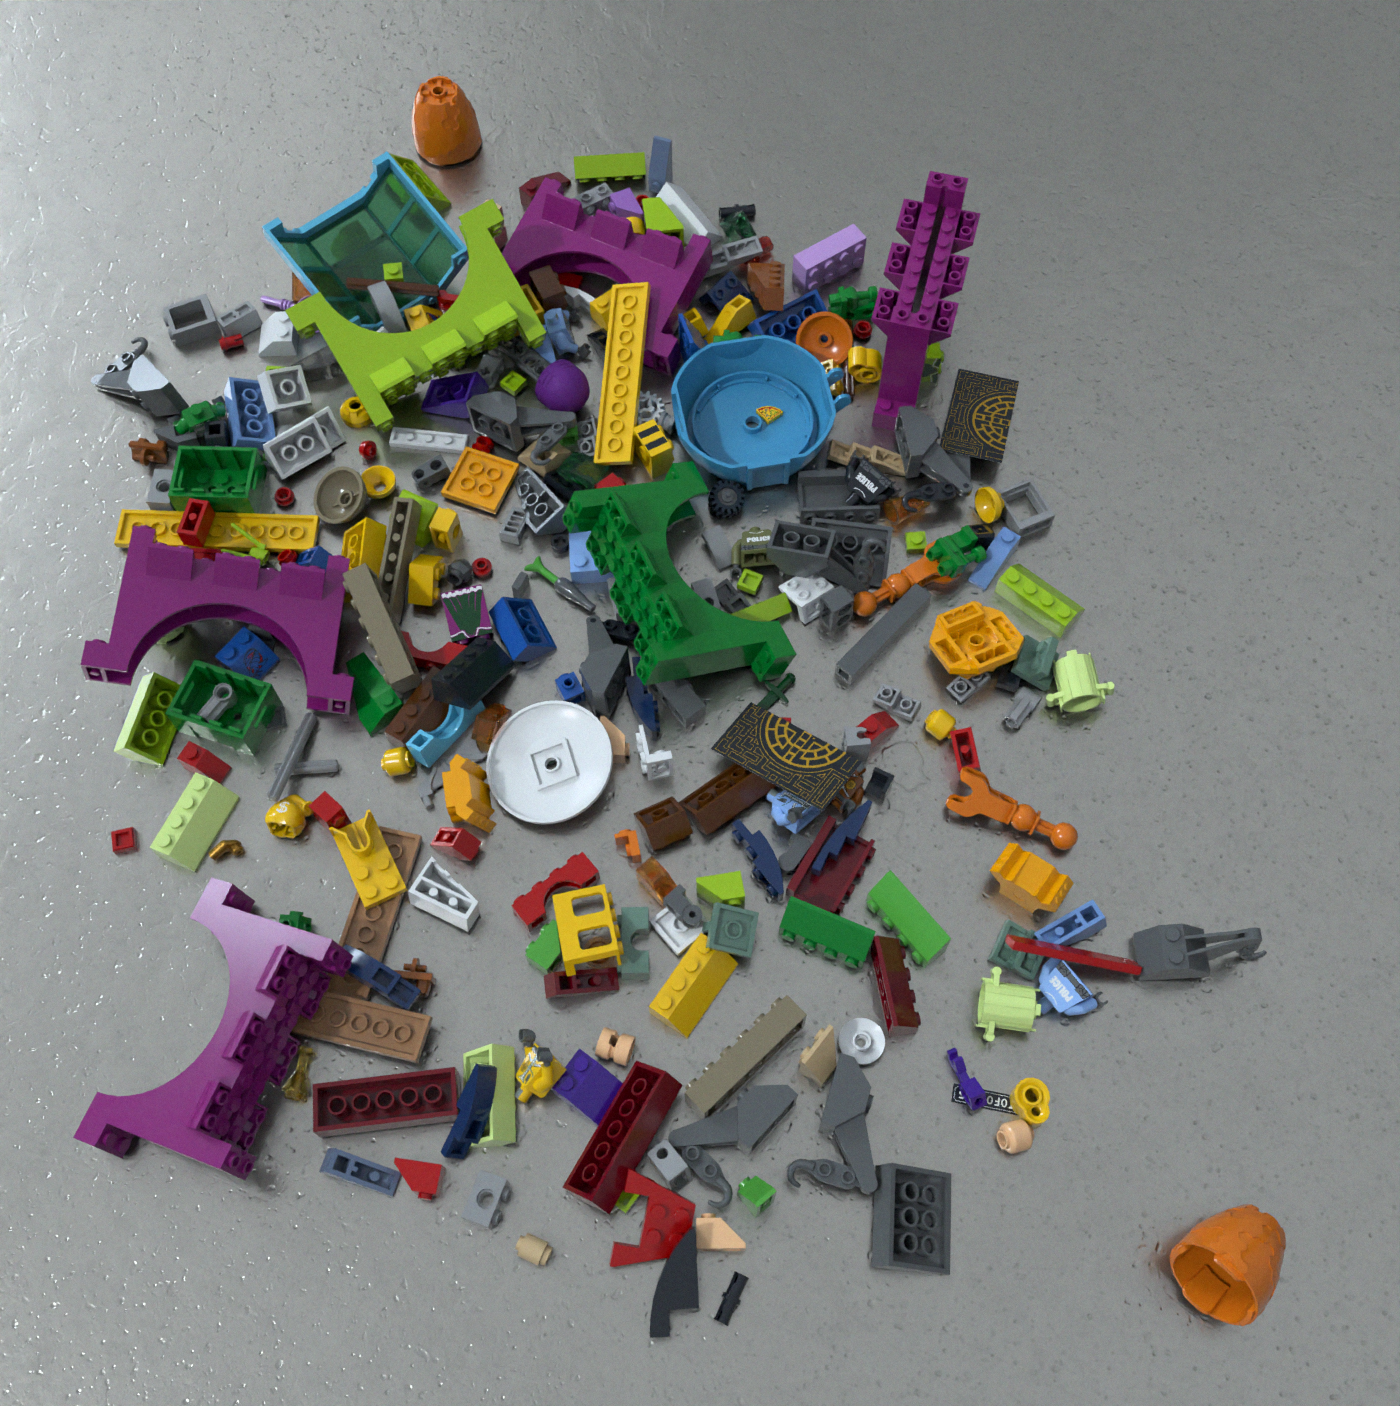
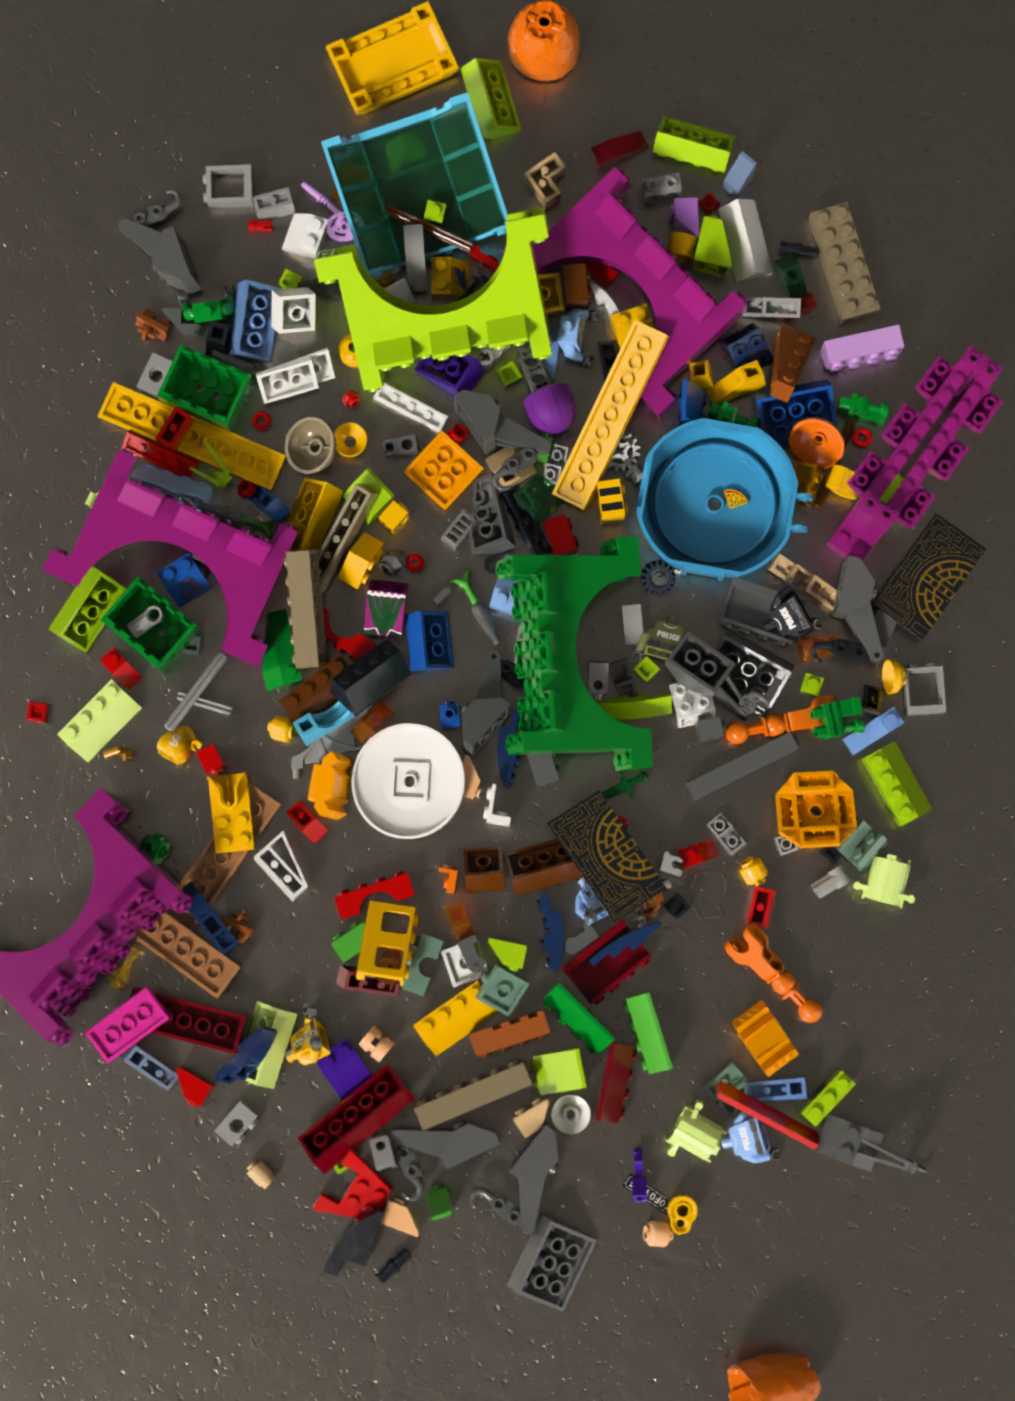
camera: 25 degrees right, 20 degrees up
(314, 182) = (393, 59): none -> yellow slope
(318, 1127) = (127, 1024): none -> dark pink plate
(760, 977) = (510, 1032): none -> dark orange wedge
(782, 206) = (844, 263): none -> dark tan brick
(830, 996) = (558, 1071): none -> lime slope
(1127, 912) = (827, 1098): none -> lime arch

